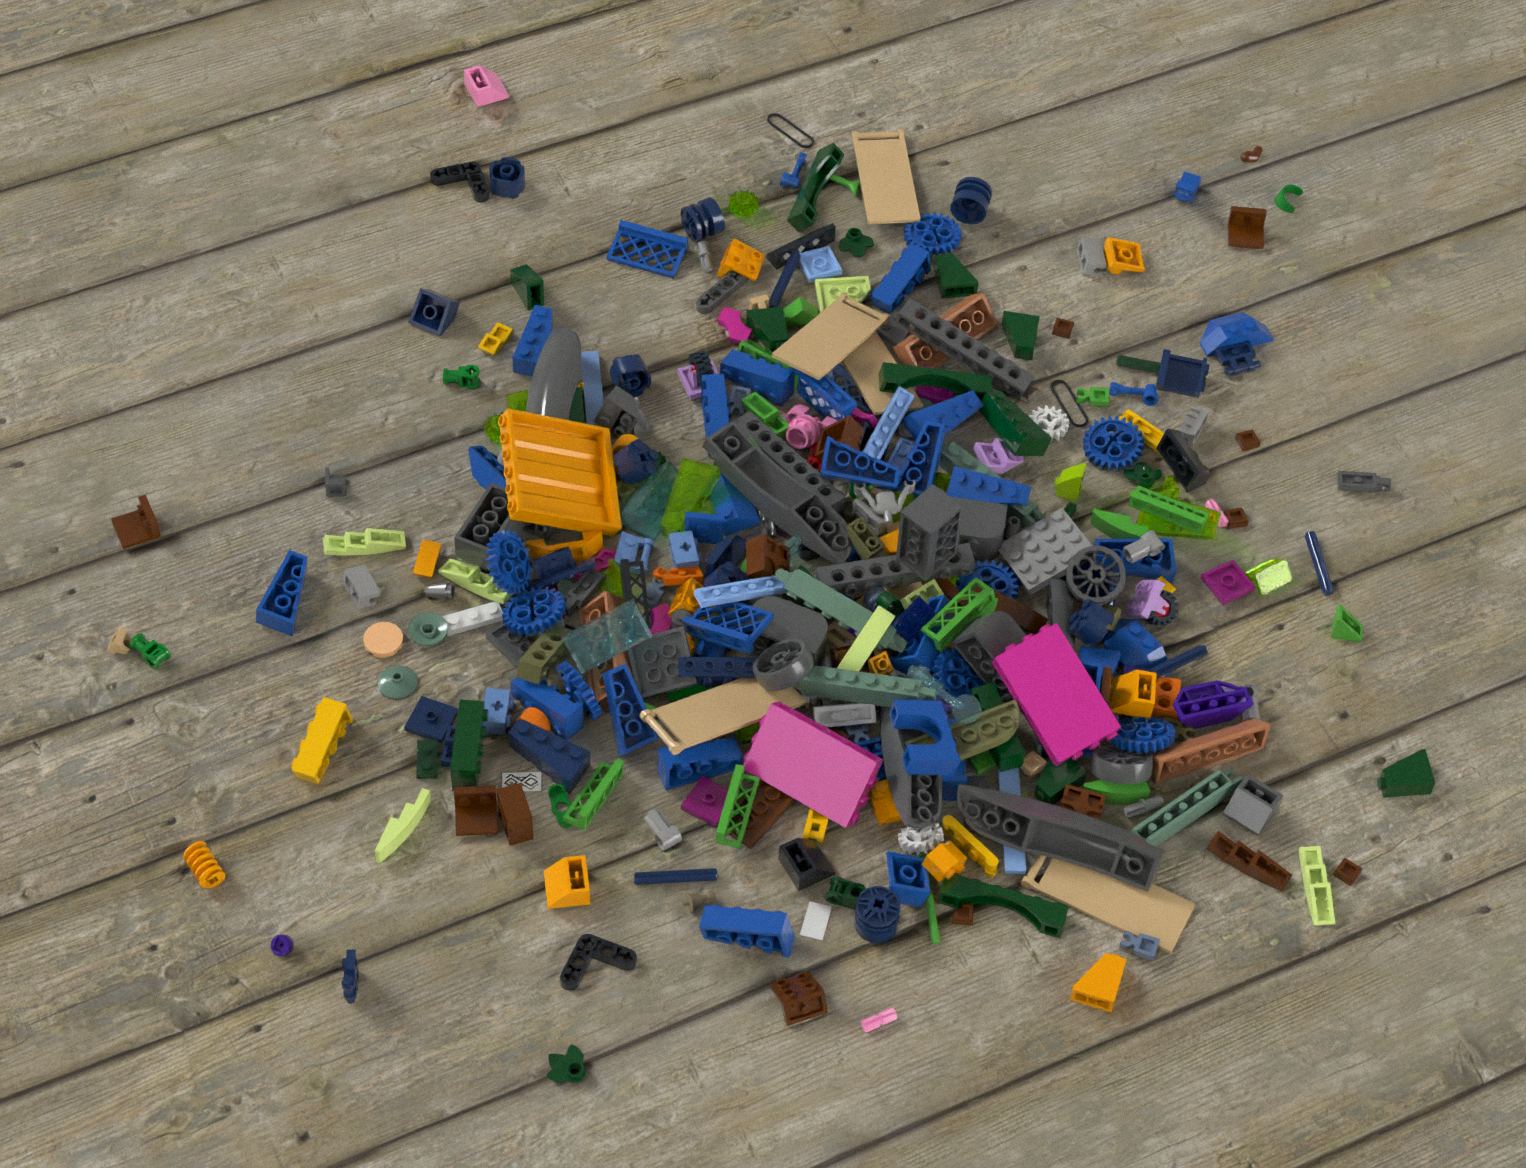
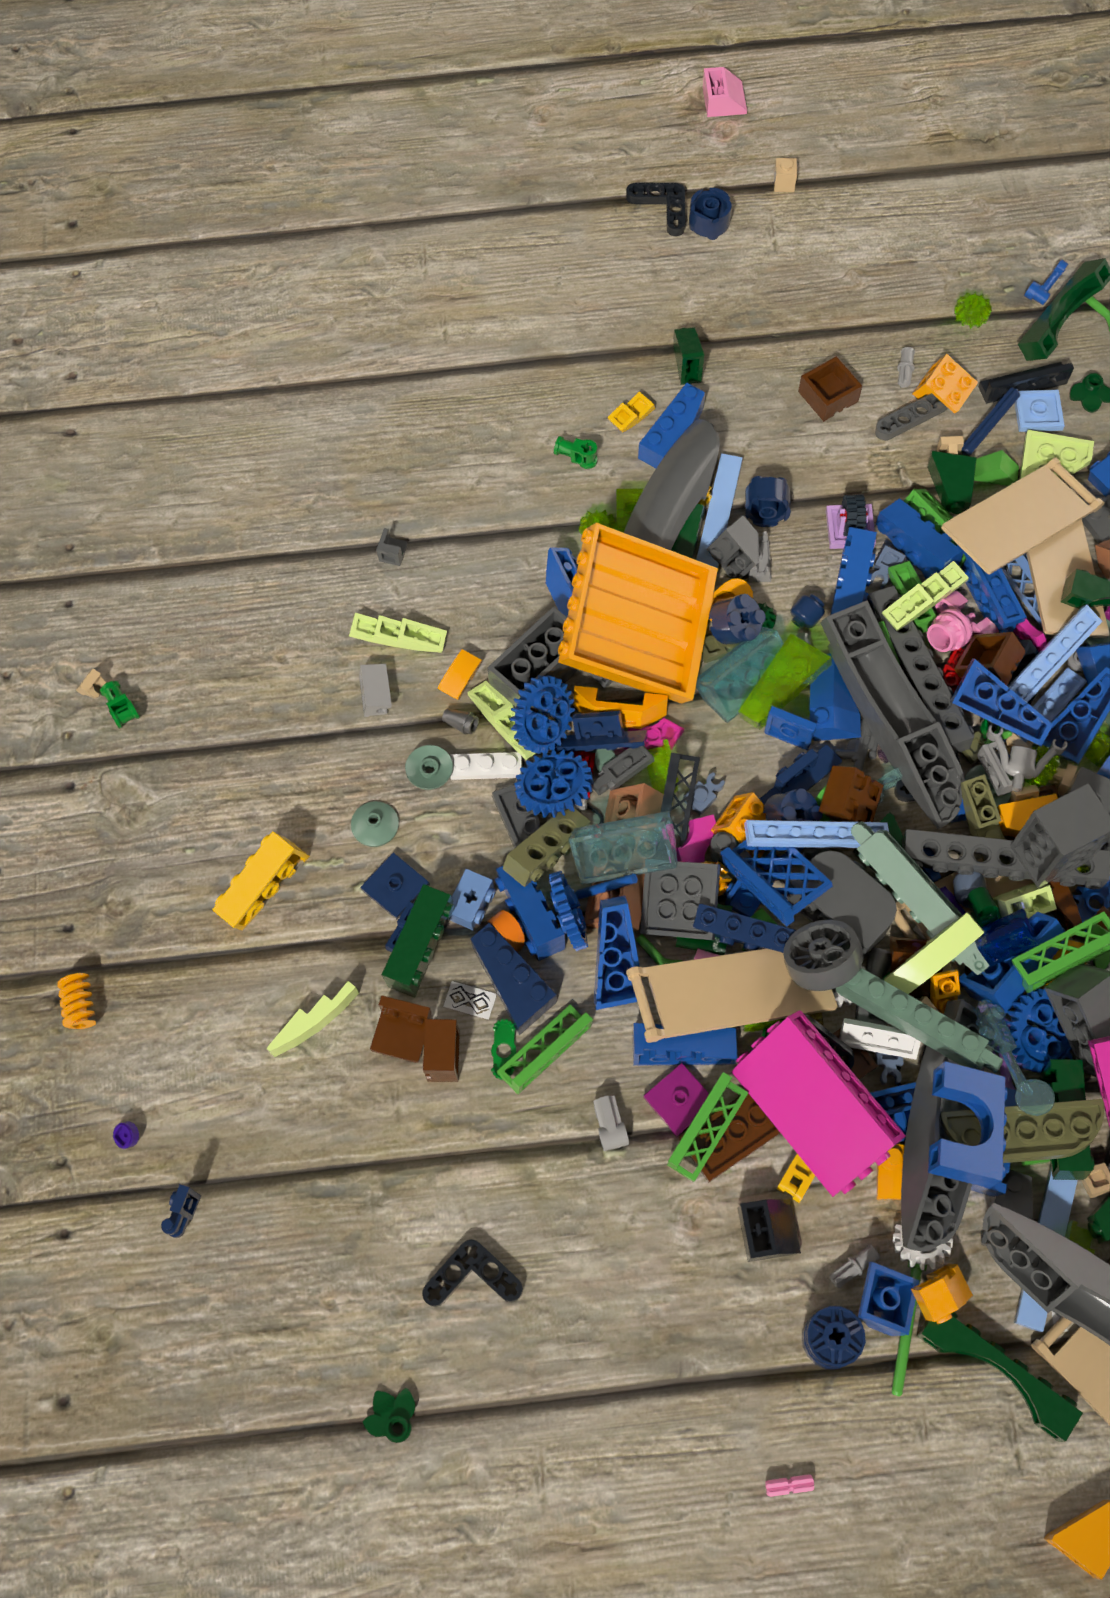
camera: 25 degrees right, 15 degrees up
(137, 525) = (161, 542): reddish brown bracket -> none
(282, 599) = (283, 679): blue wedge -> none
(383, 639) = (376, 764): light nougat tile -> none
(427, 759) = (372, 937): clear green plate -> none
(433, 311) = (573, 360): dark blue slope -> none
(558, 136) = (785, 174): none -> tan brick
(567, 883) = (473, 1163): light orange slope -> none
(605, 667) = (606, 886): none -> blue bar
(628, 547) = (690, 731): medium blue plate -> none
(650, 285) = (829, 388): none -> reddish brown piece
(652, 238) = (848, 325): blue fence -> none
(675, 876) = (606, 1192): dark blue axle -> none
(678, 576) = (740, 781): orange hinge -> none
(683, 549) = (761, 739): medium blue brick -> none
(688, 446) = (807, 611): none -> dark blue head
(693, 901) = (618, 1235): dark tan piece -> none
(702, 219) = (917, 320): dark blue wheel -> none
(732, 323) = (910, 458): dark pink tile -> none
(748, 928) = (667, 1300): blue wedge -> none
(776, 114) = (1064, 223): black piece -> none
(776, 410) = (925, 596): none -> yellowish green slope
(800, 997) = (700, 1417): reddish brown bracket -> none
(815, 920) = (756, 1310): white sticker -> none
(844, 892) = (803, 1287): dark green piece -> none
(877, 870) = (854, 1266): none -> light grey axle
(963, 915) = (944, 1367): reddish brown tile -> none
(970, 844) = (987, 1281): yellow plate -> none

